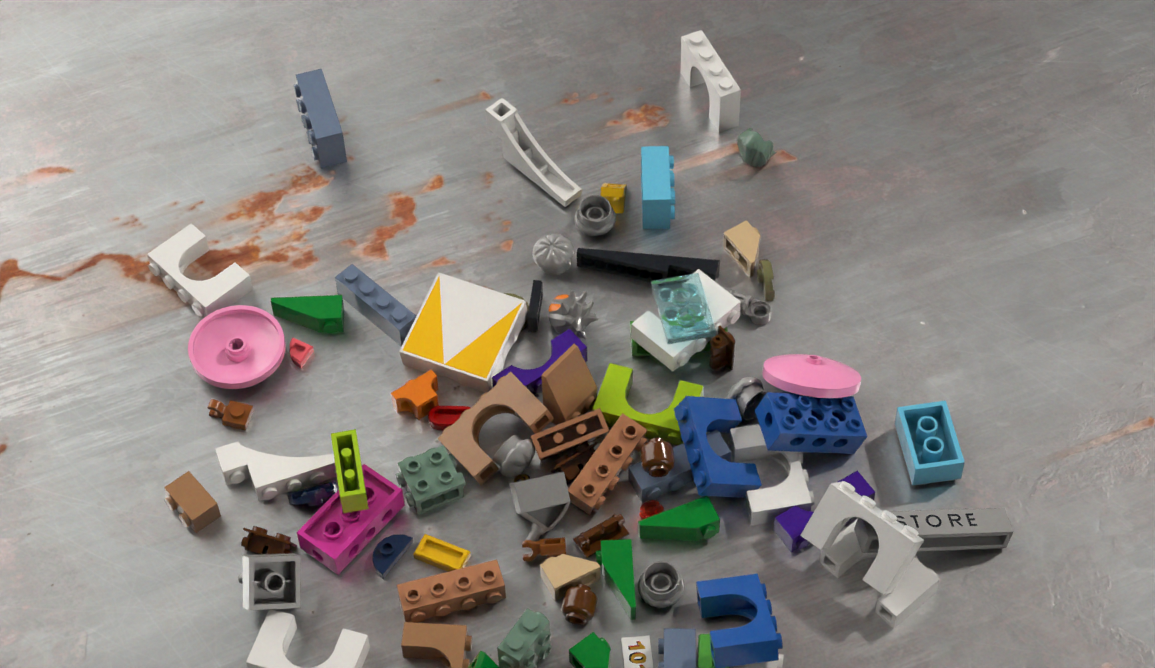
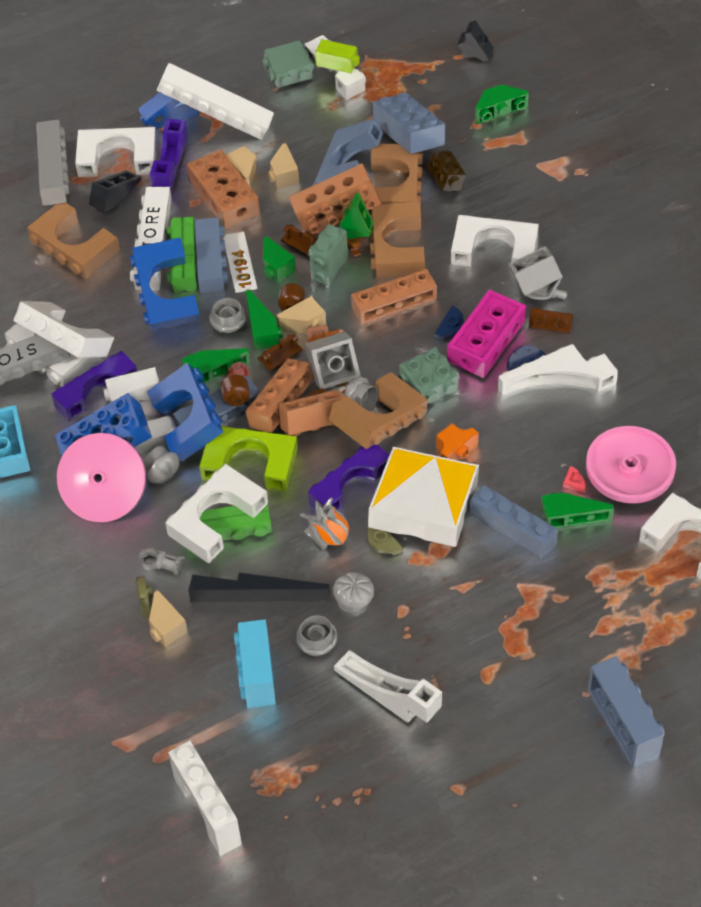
camera: 175 degrees right, 0 degrees up
(192, 502) = (624, 339): medium nougat brick -> none
(234, 415) = (614, 417): dark orange plate -> none
(349, 471) = (492, 336): lime brick -> none
(441, 554) = (408, 329): yellow tile -> none
(444, 416) = (419, 436): red tile -> none
(535, 306) = (363, 538): black tile -> none
(568, 387) = (320, 448): medium nougat slope -> none
(615, 195) = (300, 664): yellow slope -> none
(683, 308) = (218, 499): clear light blue plate -> none
(722, 350) = (181, 494): reddish brown hinge -> none
(754, 149) = (153, 733): sand green hair -> none

